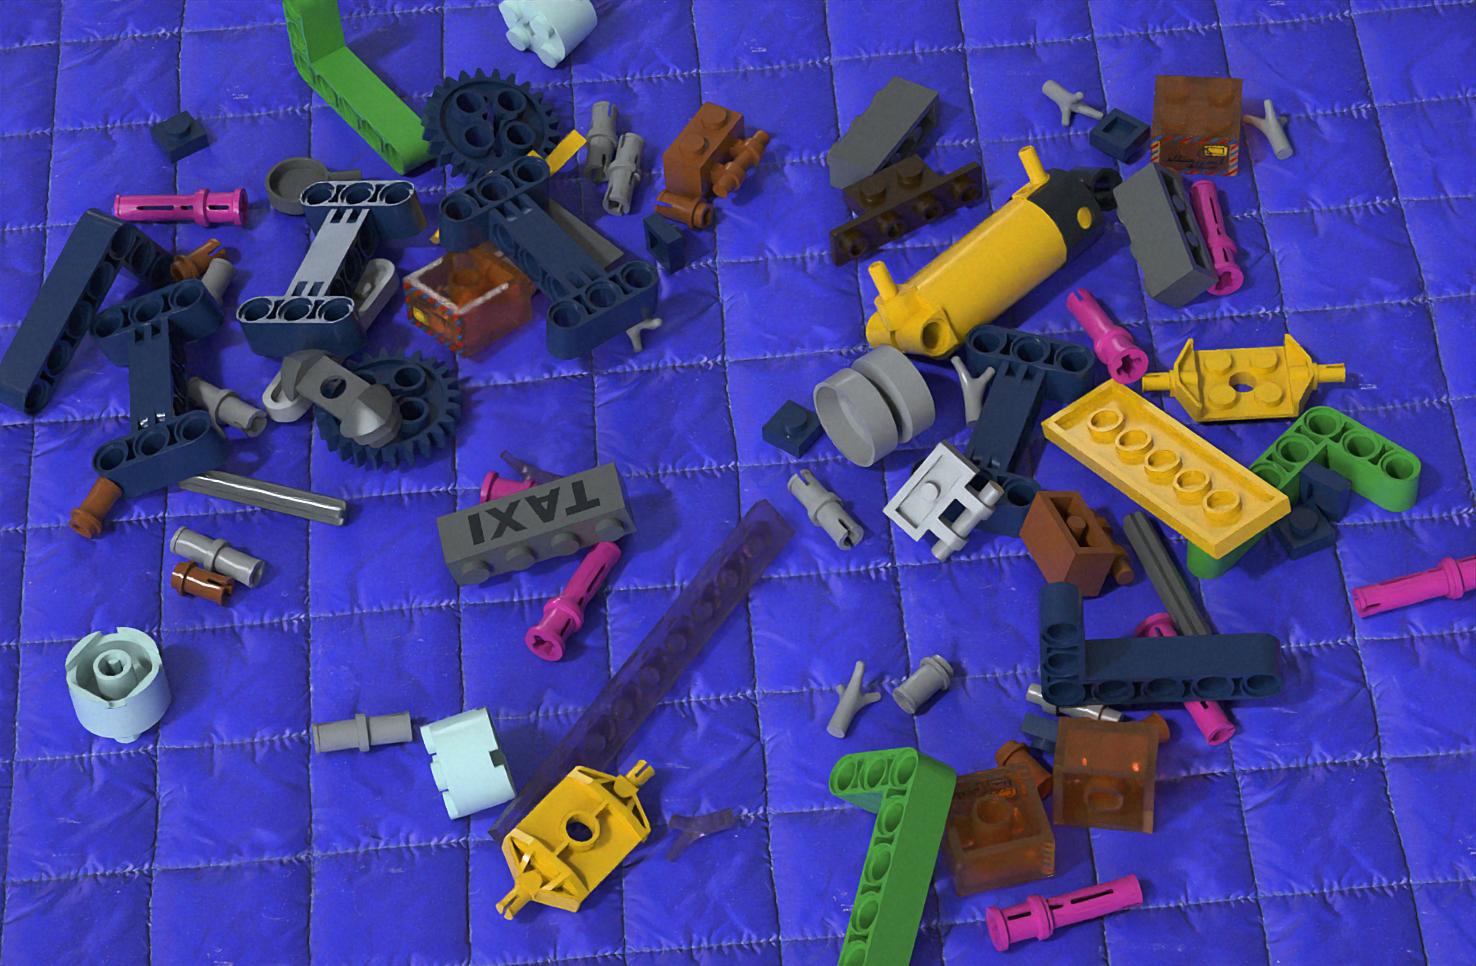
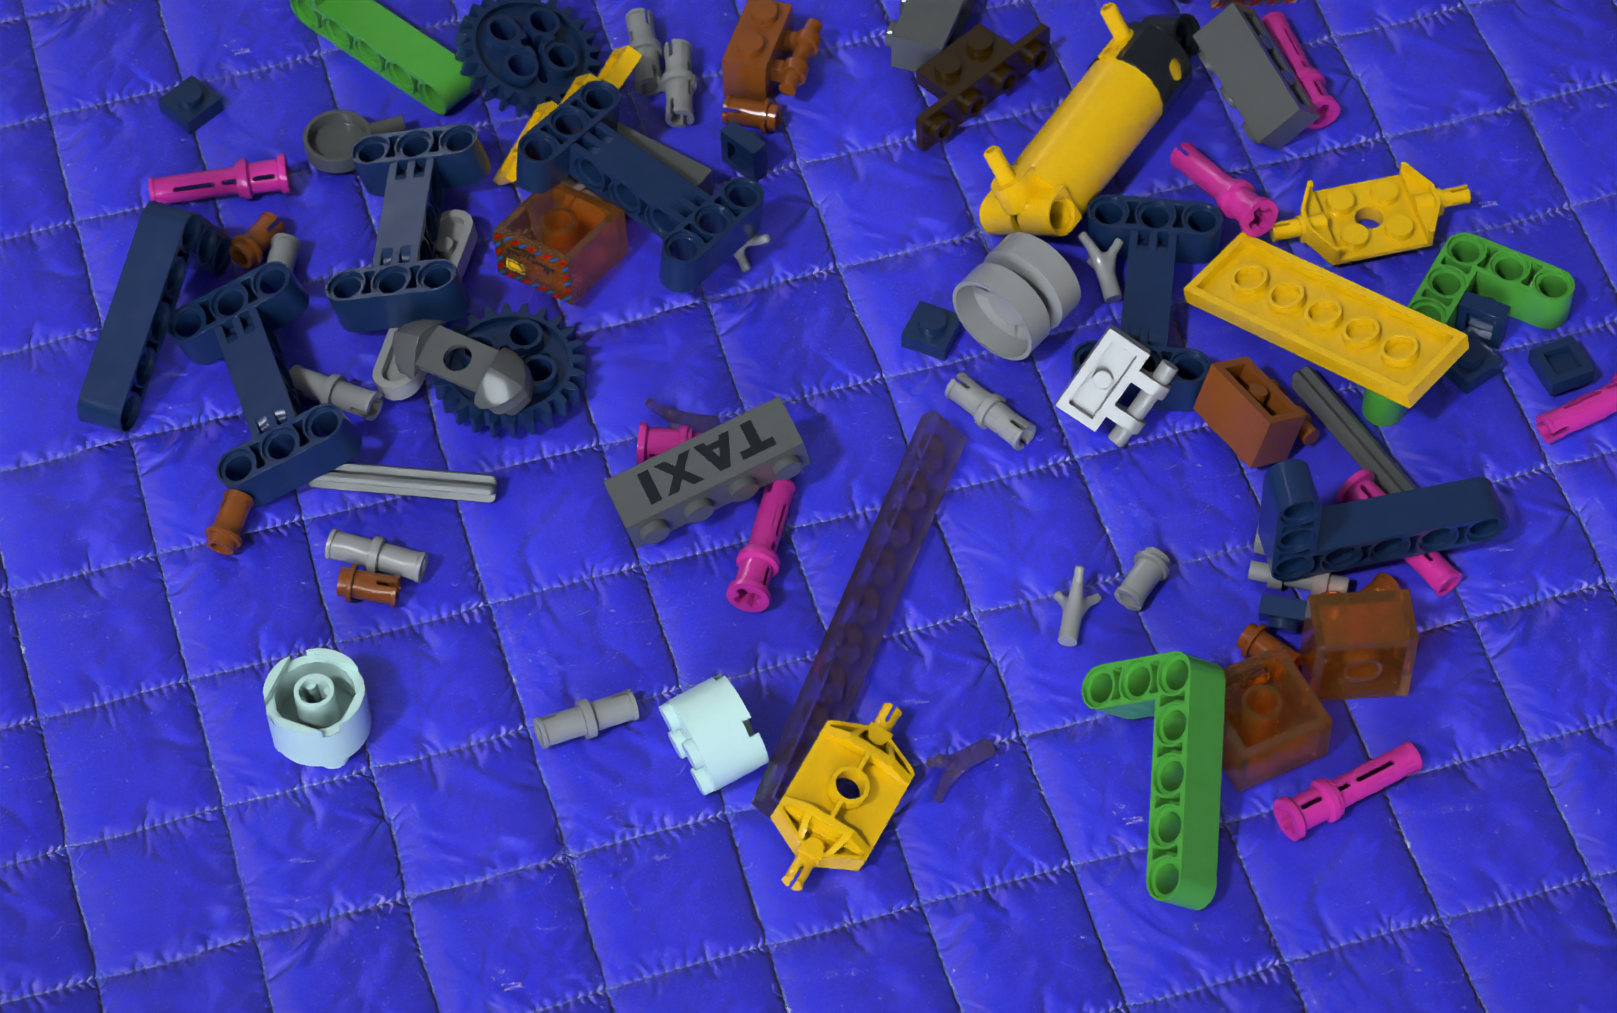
camera: 15 degrees left, 5 degrees up
(1391, 545) = (1561, 365): none -> dark blue plate

